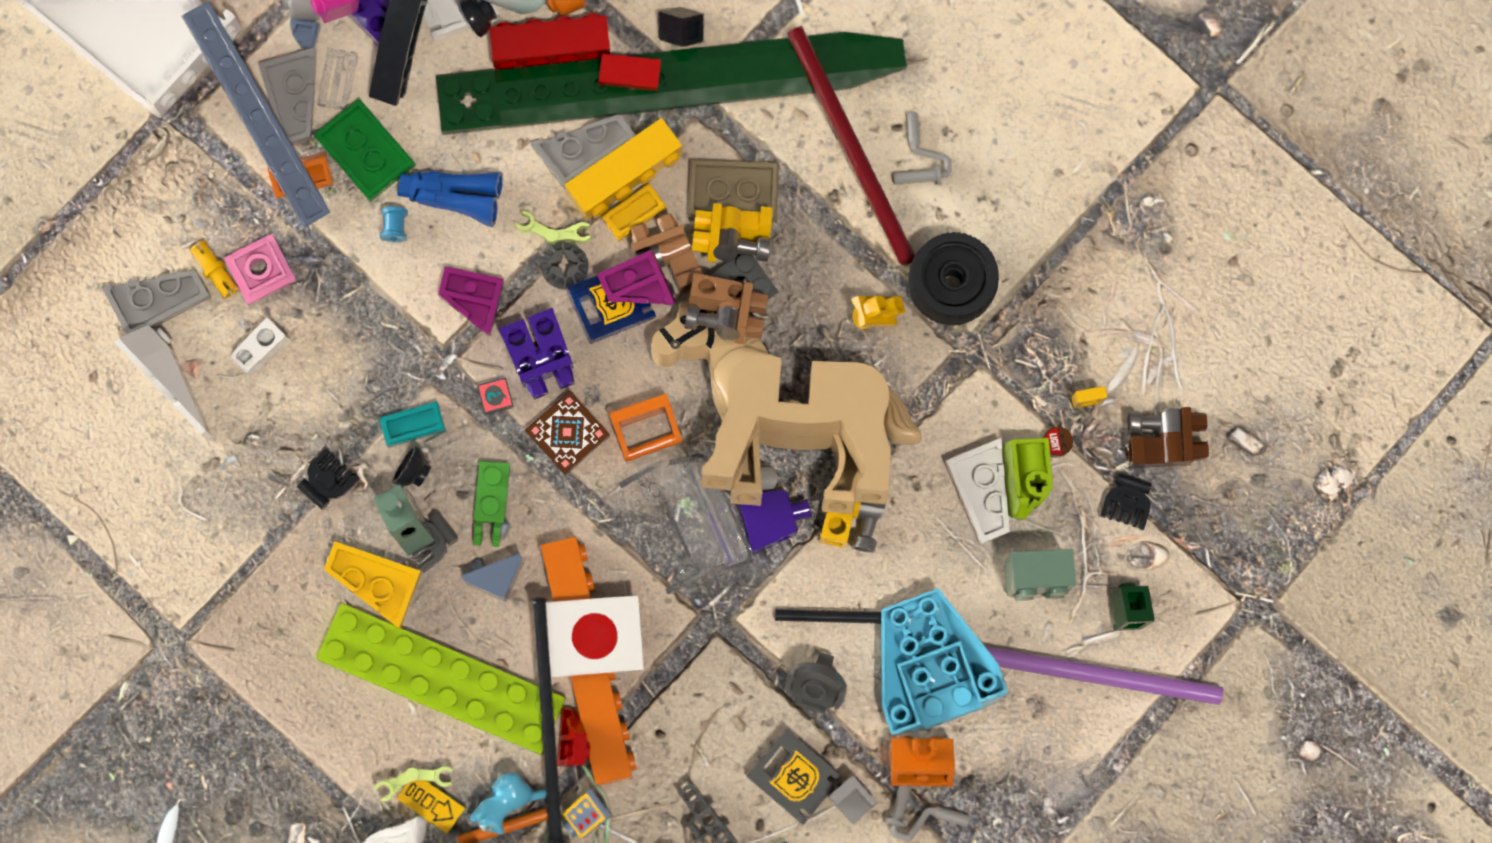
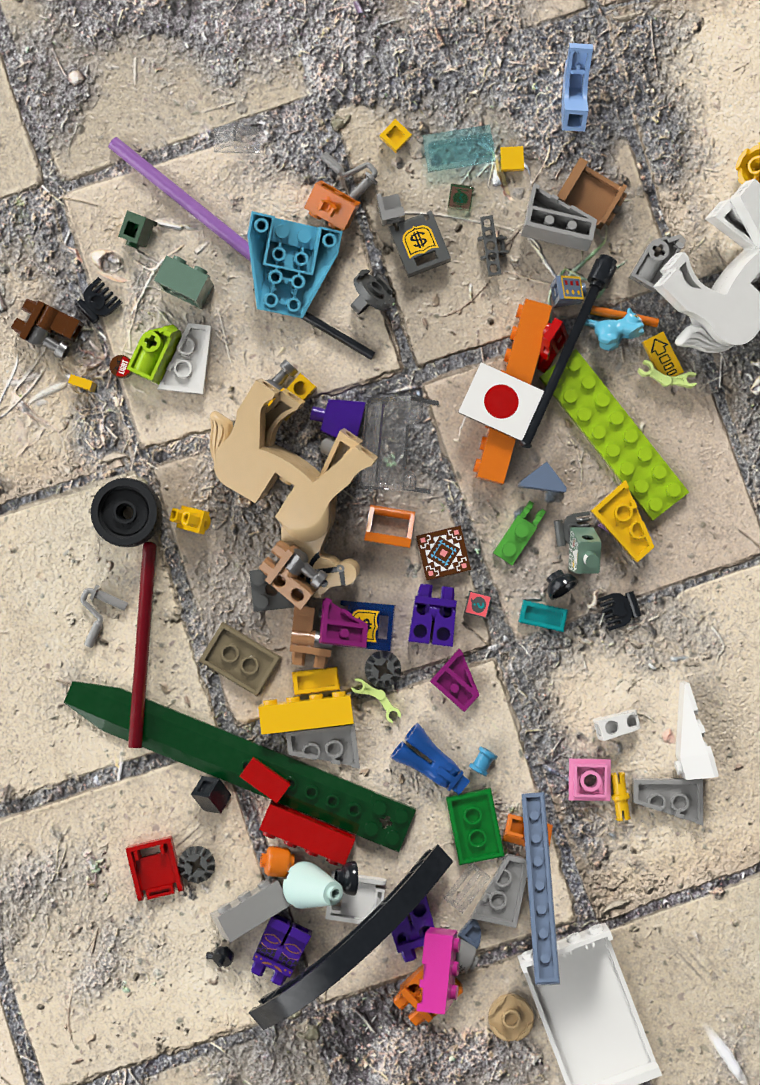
camera: 145 degrees left, 10 degrees up
(732, 232) = (257, 626): yellow hips -> none

